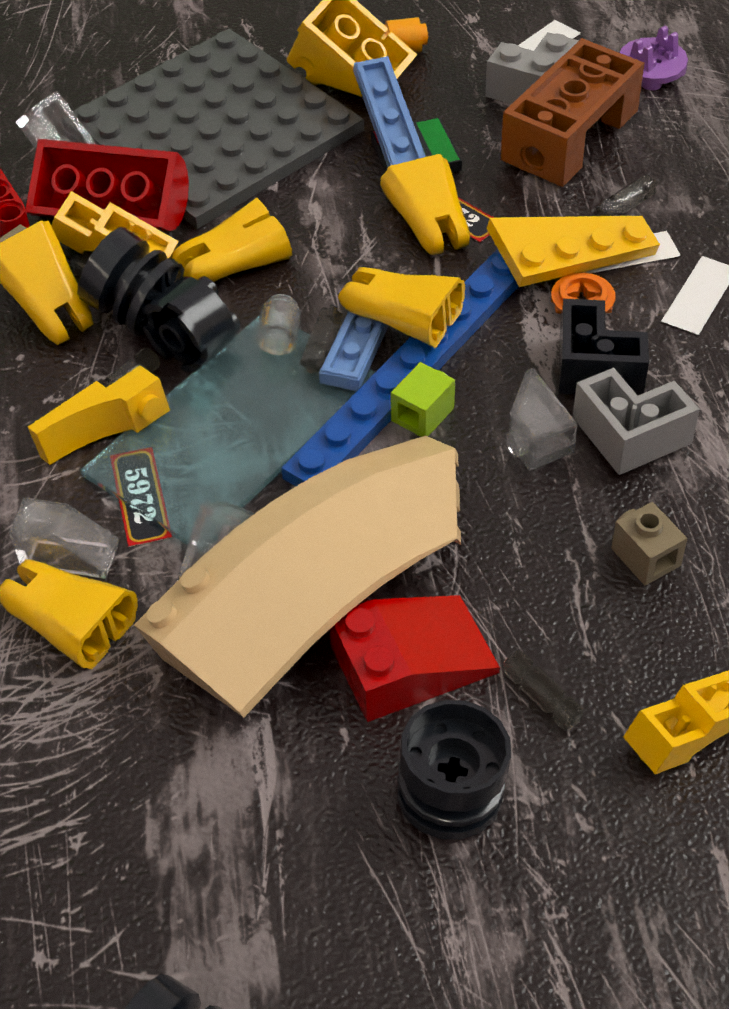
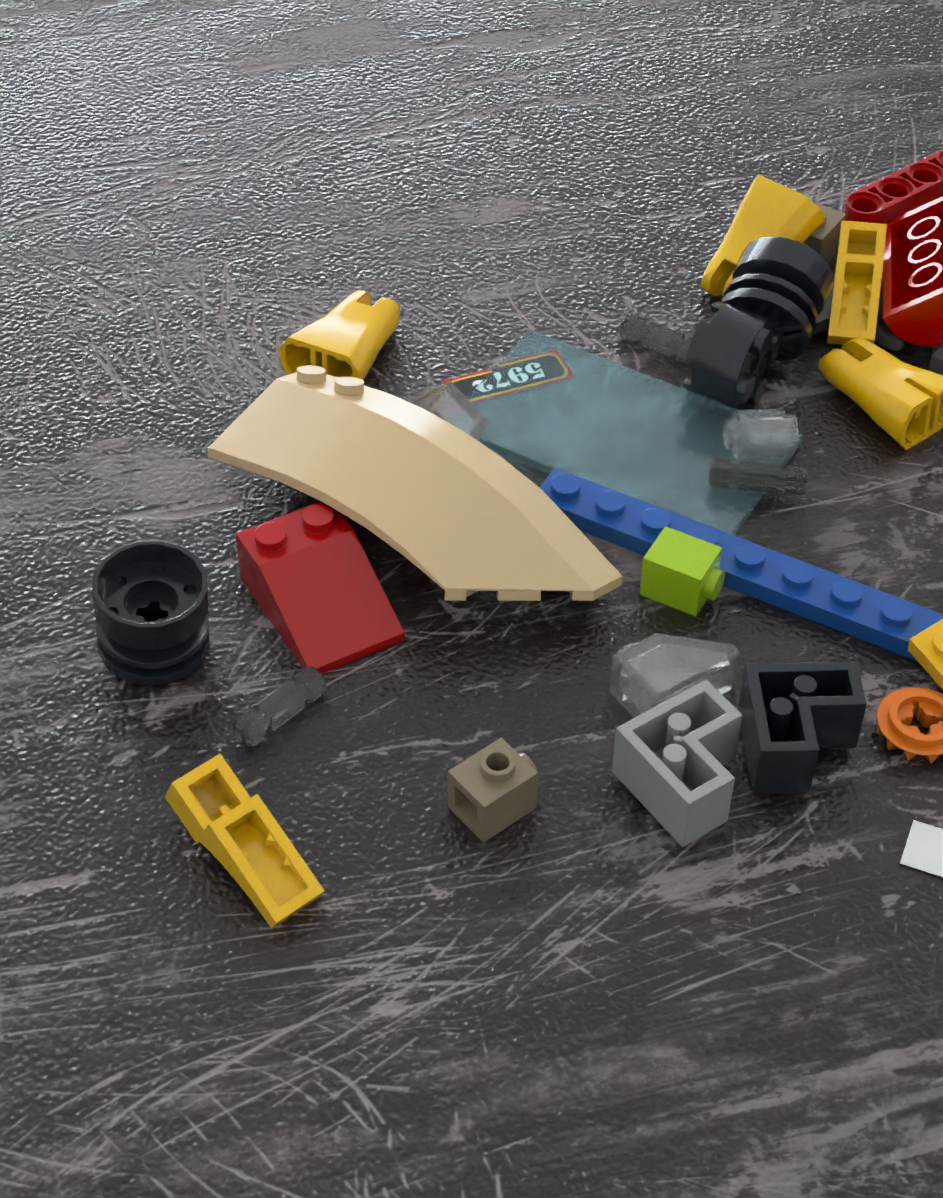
camera: 80 degrees right, 5 degrees down
(62, 538) = (426, 322): clear slope -> none
(98, 413) = (595, 319): yellow slope -> none
(352, 352) = (793, 516): medium blue tile -> none
(409, 303) = (820, 522): yellow piece -> none

